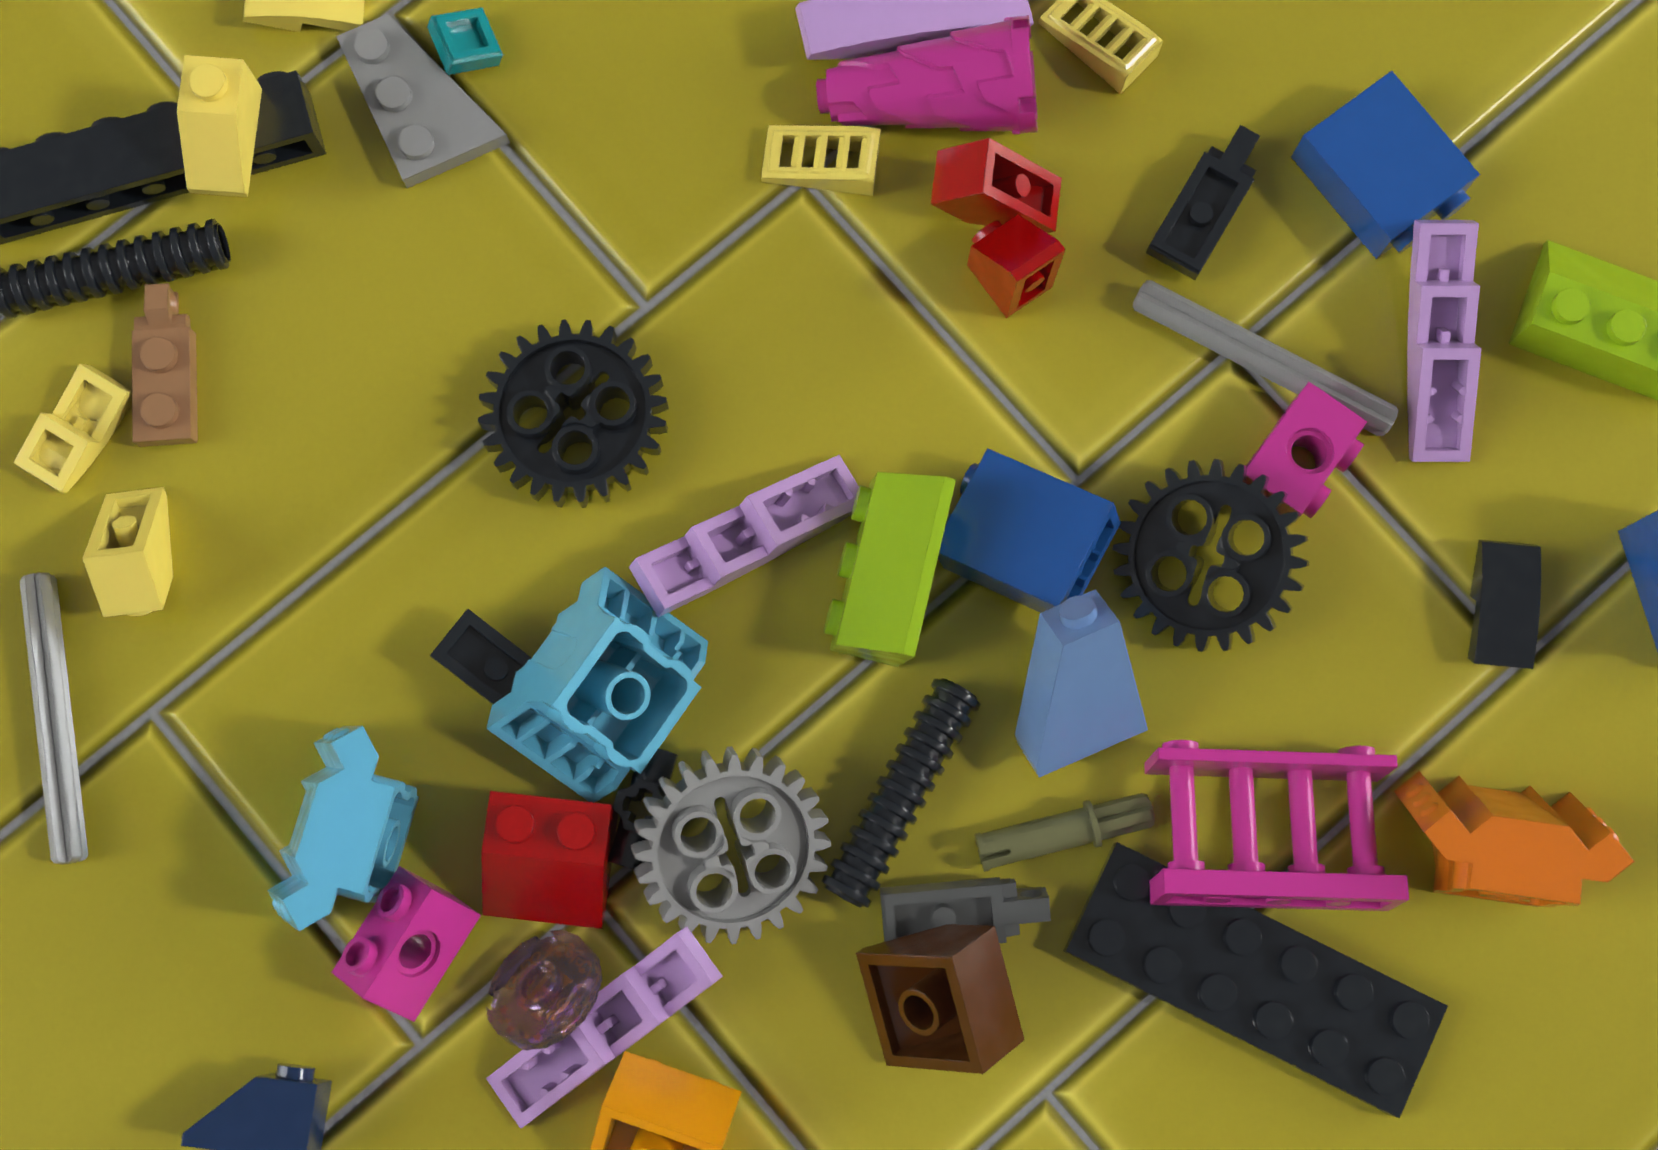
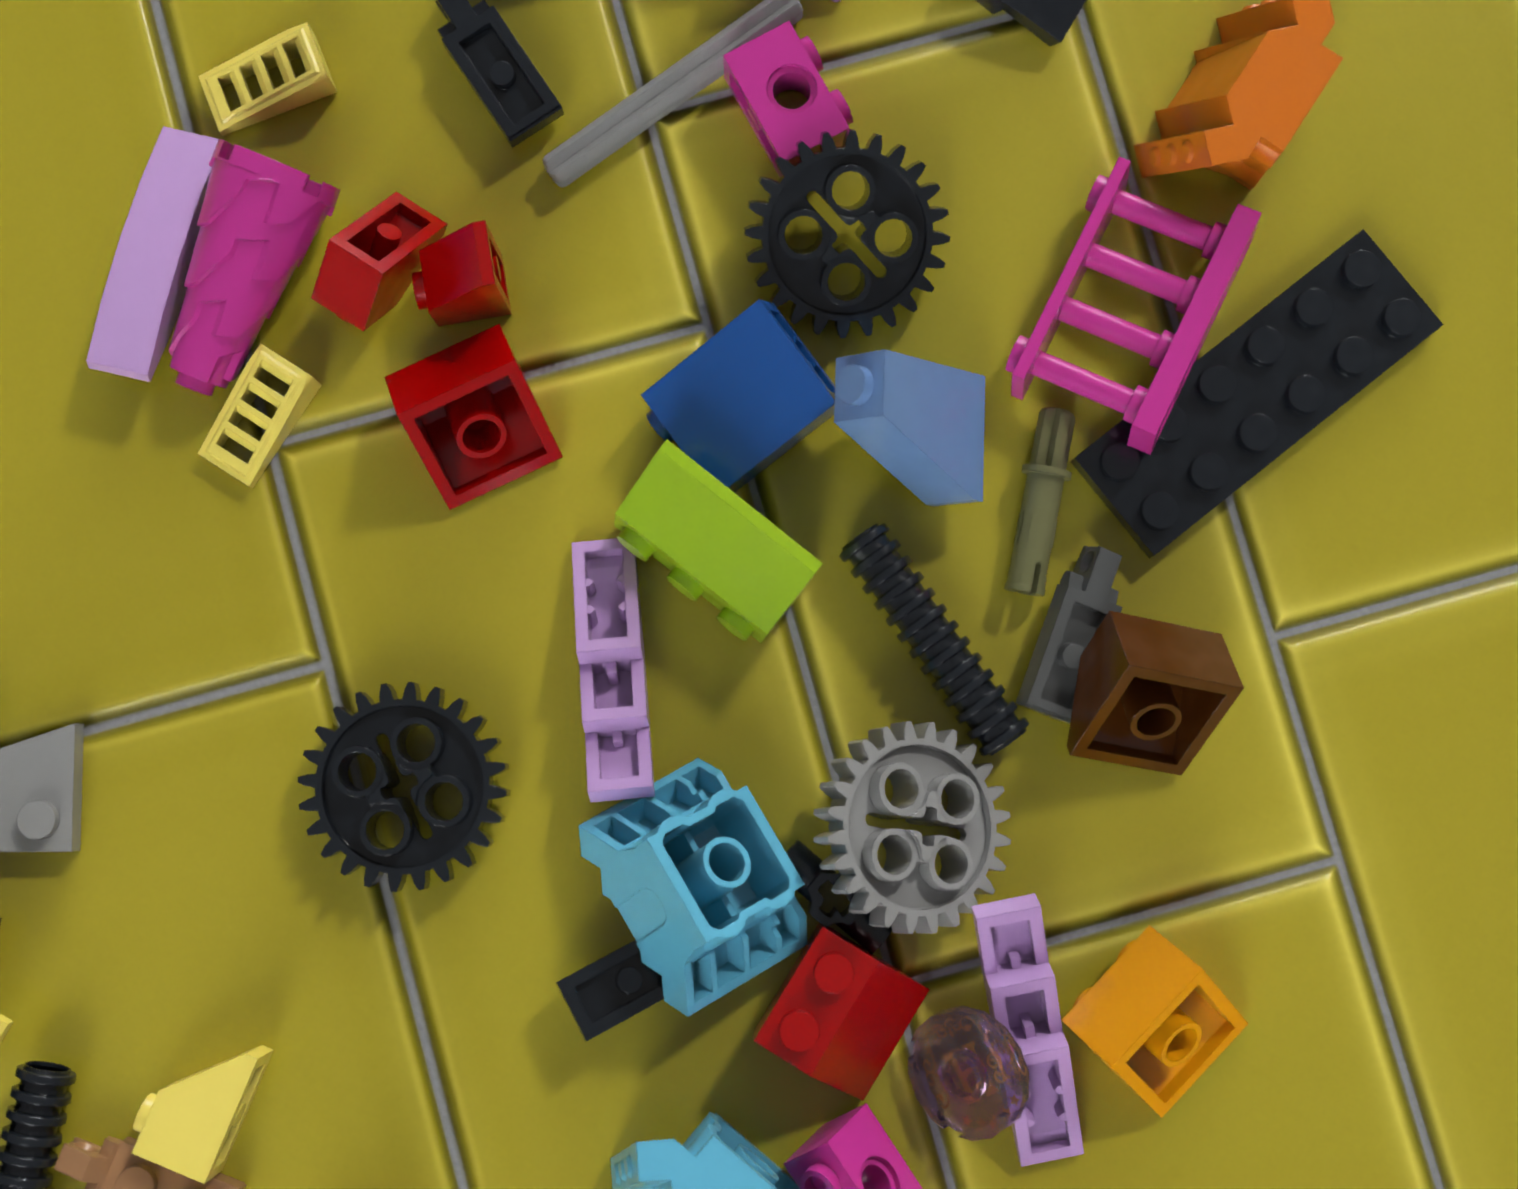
camera: 65 degrees left, 5 degrees up
(233, 378) = (199, 1116): none -> light yellow slope
(903, 324) = (472, 417): none -> red slope

